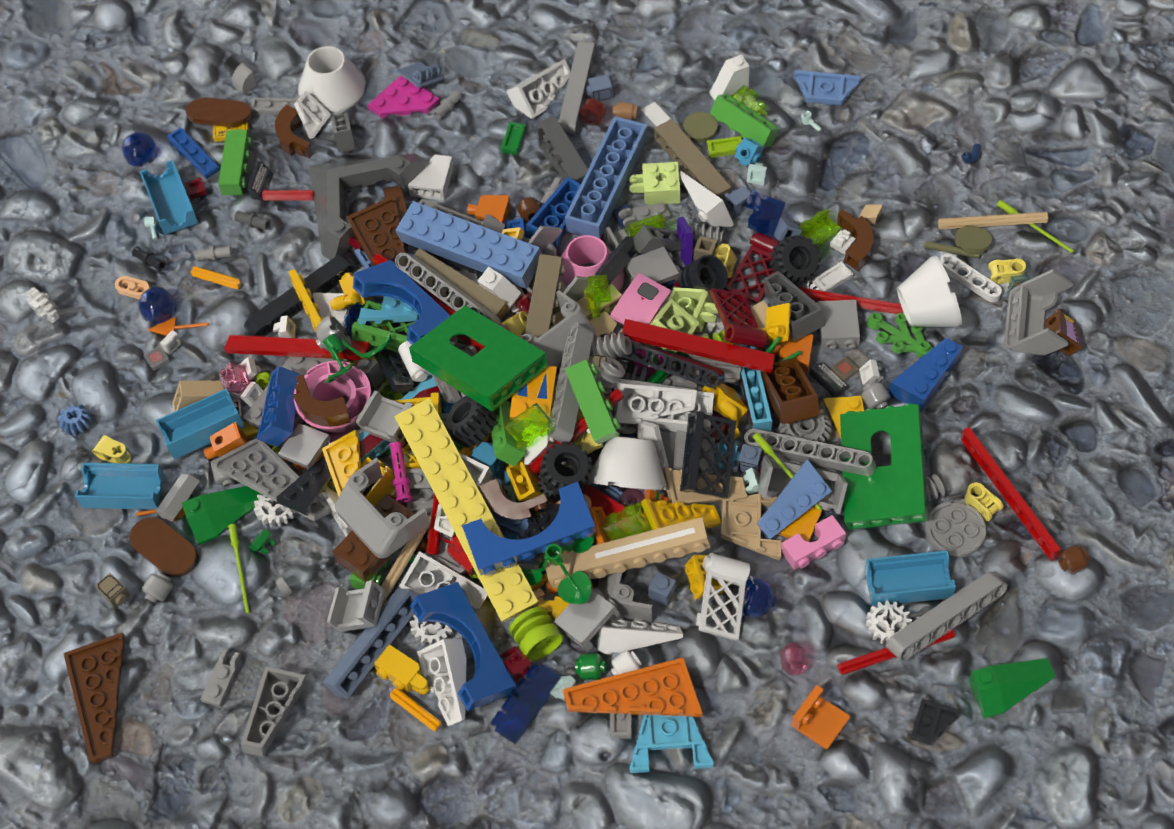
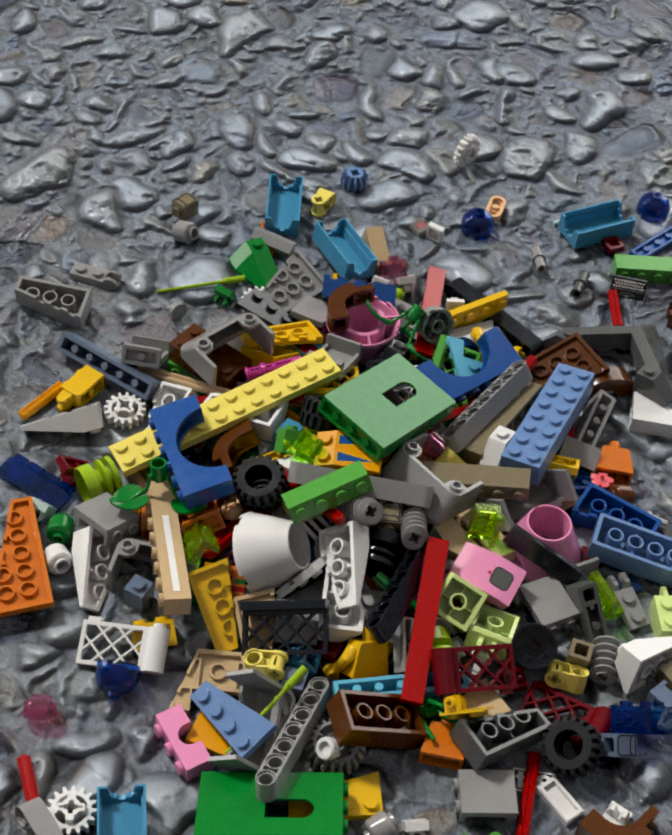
camera: 80 degrees right, 10 degrees down
(95, 684) = (104, 201): reddish brown wing -> none
(148, 258) = (528, 217): black pin -> none
(163, 547) = (225, 237): reddish brown tile -> none
(169, 325) = (455, 233): orange piece -> none
(216, 277) = (511, 262): light orange axle -> none
(226, 441) = (325, 264): orange torso -> none
(452, 608) = (130, 418): blue arch -> none
(515, 220) = (602, 480): none -> coral plant
(686, 236) = (590, 630): dark purple tile -> none
(740, 471) = (267, 662): none -> light yellow piece
(819, 425) = (327, 748): none -> white tile
(820, 228) = (629, 786): clear neon green bracket -> none
(828, 379) = (408, 781): black slope -> none
(844, 369) = (423, 801): dark tan tile -> none

